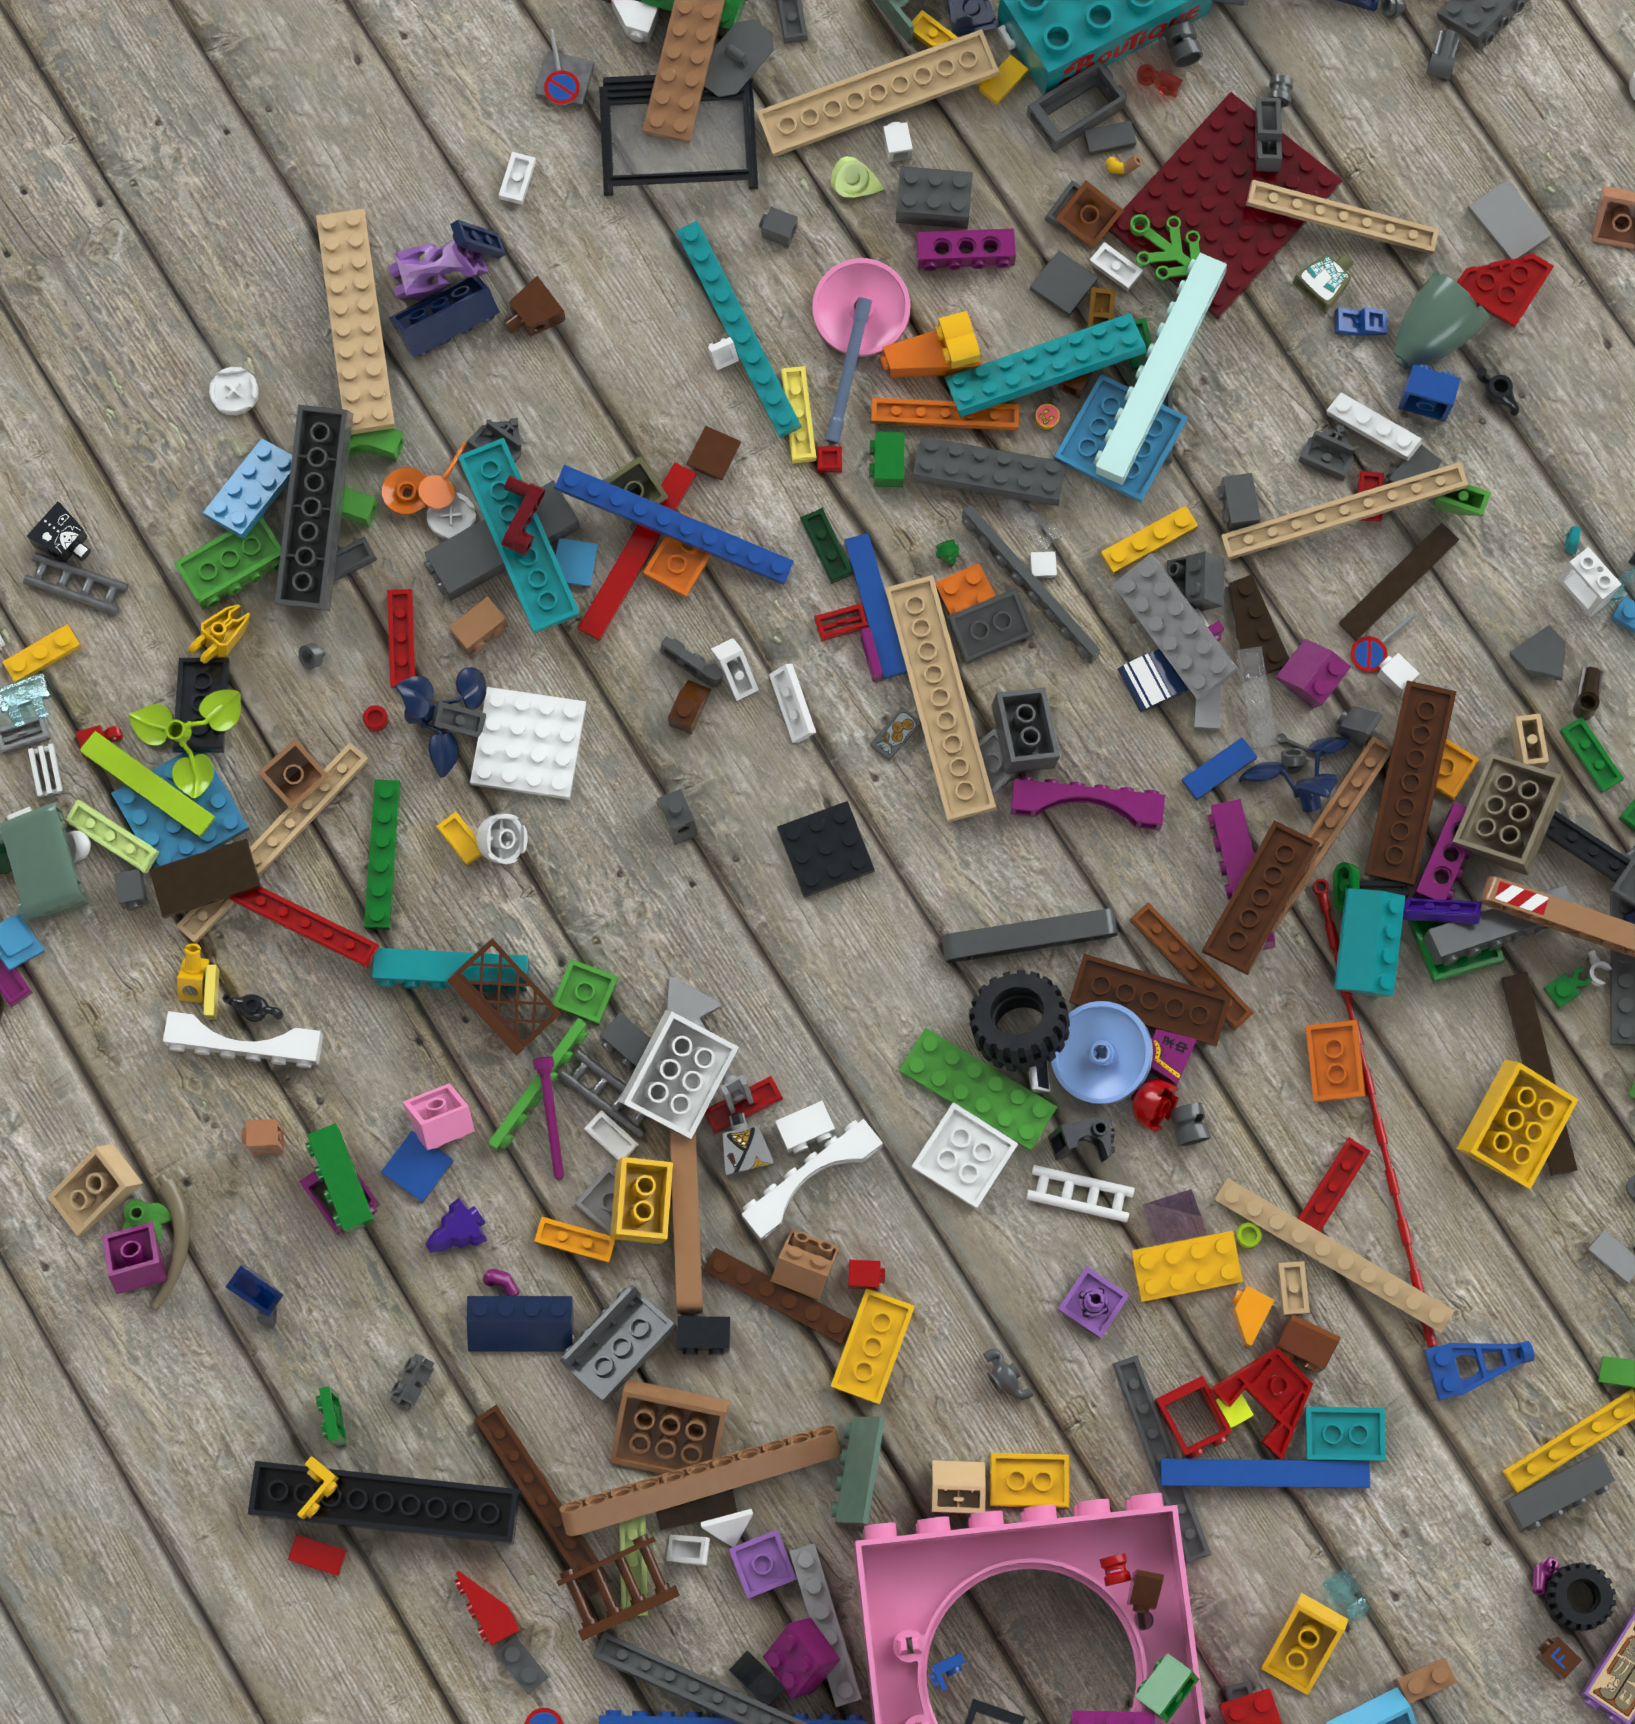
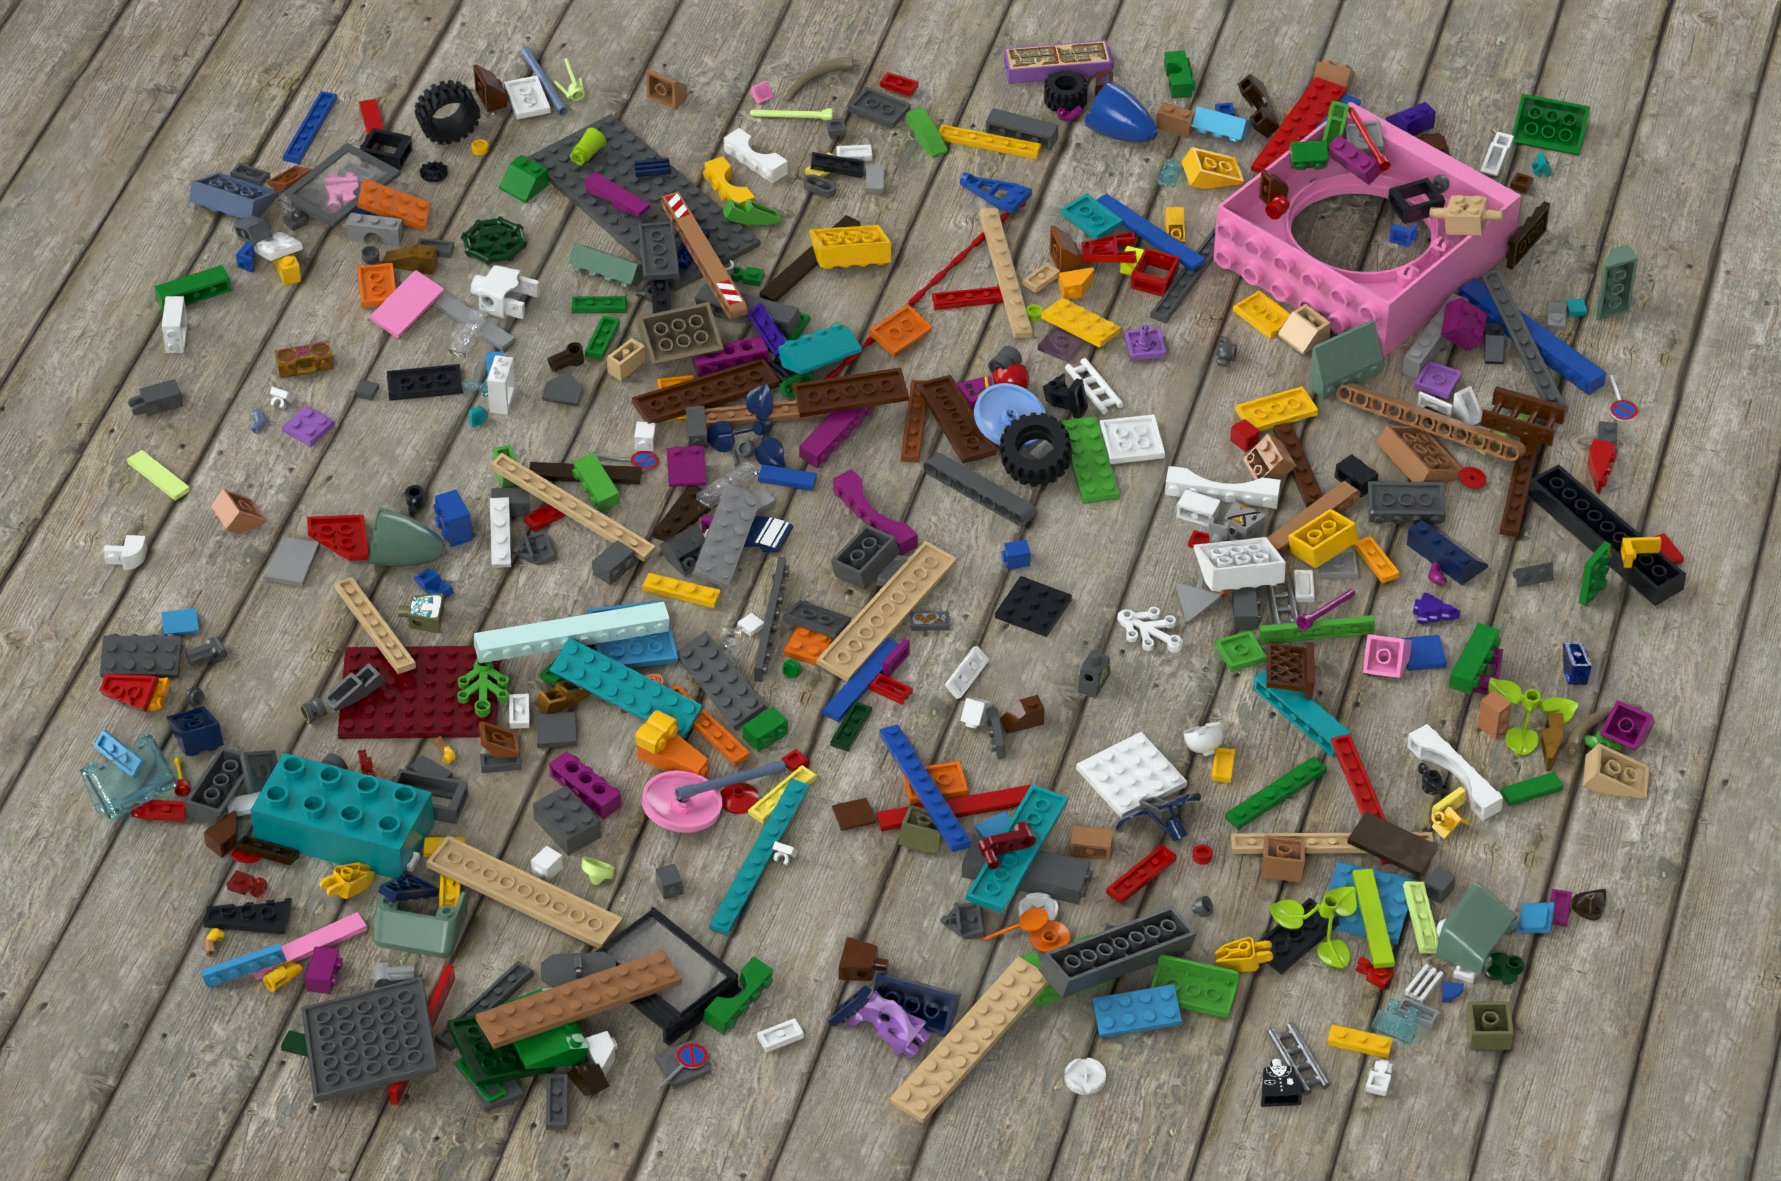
camera: 130 degrees left, 30 degrees down
(14, 786) = (1451, 991): none -> blue tile
(159, 1096) = (1531, 789): none -> green tile
(192, 1173) = (1552, 738): none -> pearl gold slope
(221, 1150) = (1522, 740): none -> lime plant
(584, 150) = (723, 1012): none -> green arch
(594, 1455) = (1472, 477): none -> red piece
(694, 928) = (1128, 618): none -> white plant
(819, 380) = (739, 798): none -> red dish
(905, 888) = (1016, 554): none -> blue brick
(1252, 1513) = (1175, 222): none -> yellow slope
(1366, 568) = (595, 482): none -> bright green brick
(1472, 1610) = (1120, 116): none -> blue cylinder
(1509, 65) = (180, 622): none -> dark azure piece

